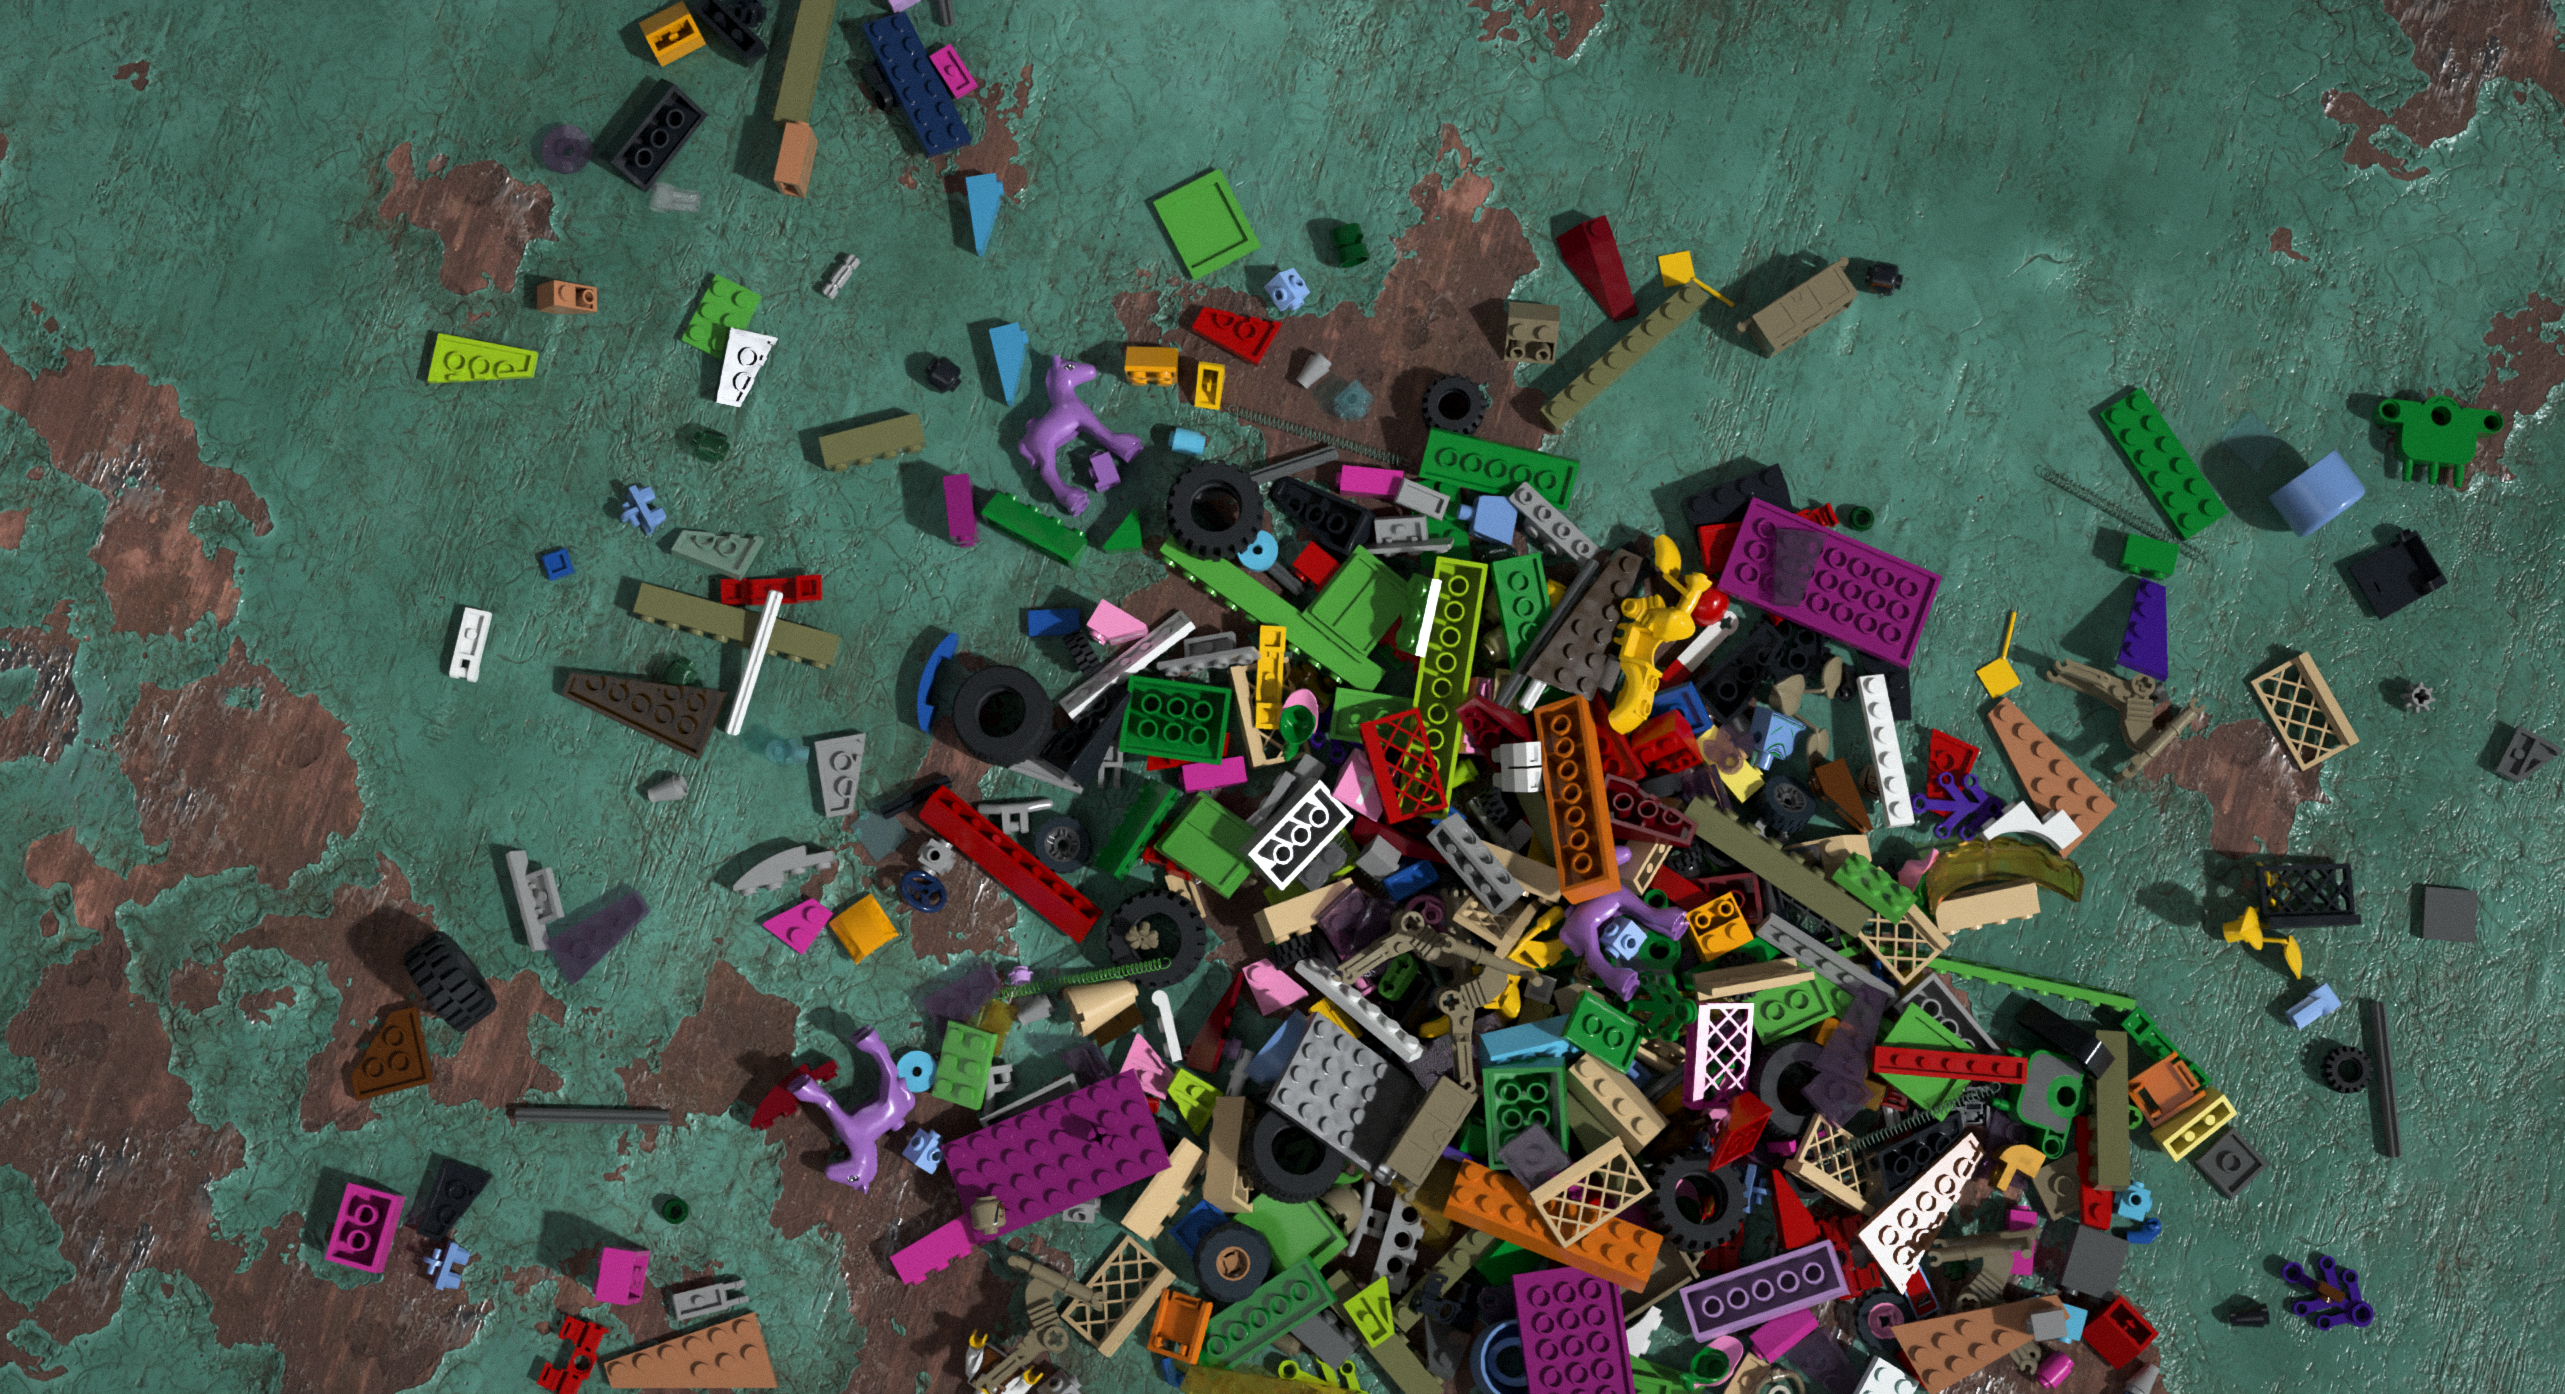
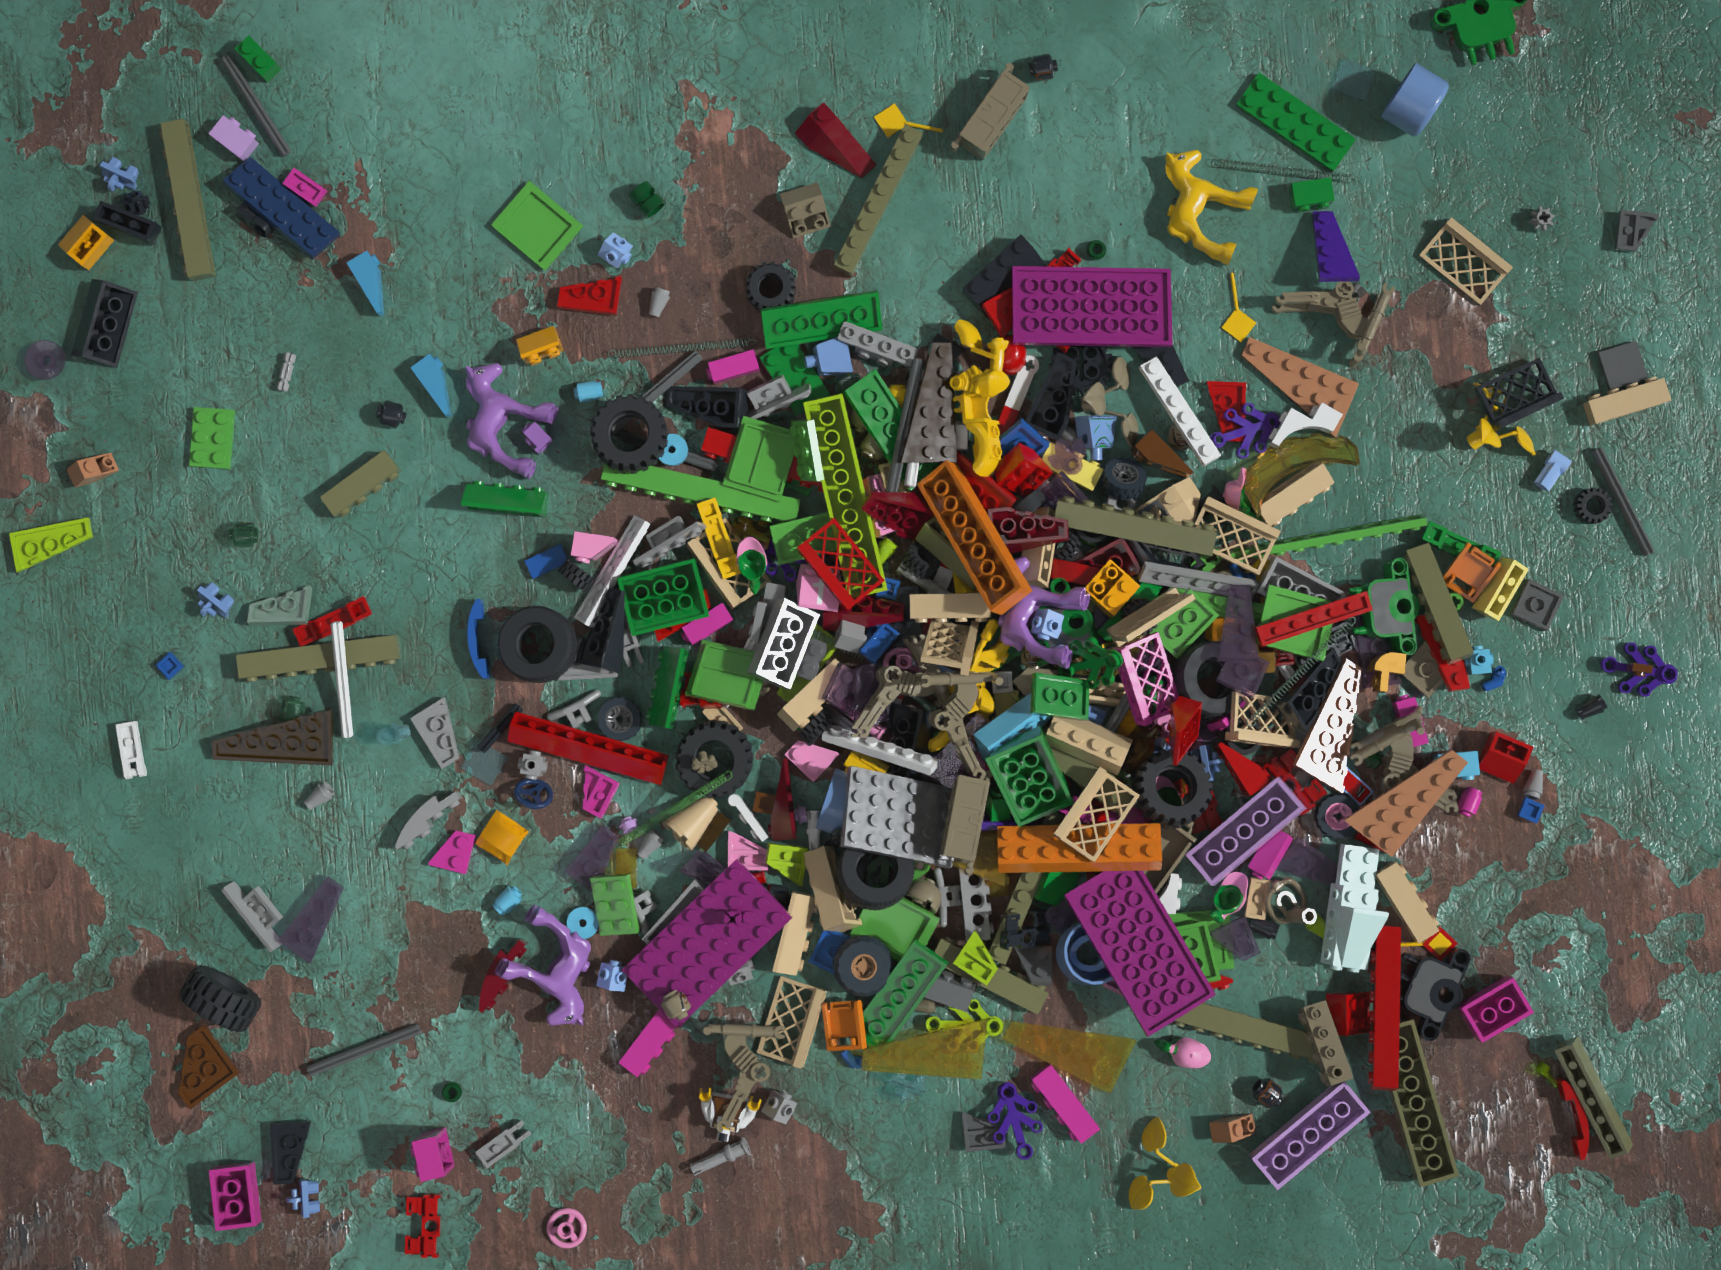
camera: 25 degrees left, 5 degrees up
(667, 198) = (133, 366): clear piece -> none
(714, 1357) = (521, 1184): nougat wing -> none
(740, 362) = (239, 465): wing -> none
(795, 159) = (216, 299): nougat brick -> none
(838, 1007) = (507, 900): none -> medium azure brick
(961, 510) = (445, 507): magenta brick -> none
(1001, 921) = (598, 791): none -> dark pink wing
(1126, 537) = (573, 478): green slope -> none
(1193, 1016) = (764, 803): none -> reddish brown plate
(1209, 385) = (588, 343): yellow slope -> none
(1353, 402) = (696, 313): clear light blue brick -> none
(1398, 976) = (898, 715): bright green beam -> none
(1421, 499) = (775, 364): light grey tile -> none
(1475, 864) = (920, 613): light grey brick -> none
(1511, 776) = (916, 527): hips -> none
(1534, 1156) = (1046, 805): clear purple plate -> none
(1793, 564) = (1061, 303): clear purple wing -> none
(1849, 687) = (1135, 375): black arm -> none
(1875, 887) = (1211, 514): bright green plate -> none
(2000, 506) = (1191, 202): none -> yellow animal
(2046, 1323) = (1453, 774): light grey brick -> none
(2066, 1037) = (1387, 564): black beam -> none
(2092, 1264) = (1467, 716): dark grey brick -> none
(2398, 574) = (1494, 134): black door -> none
(2437, 960) = (1627, 401): none -> tan brick

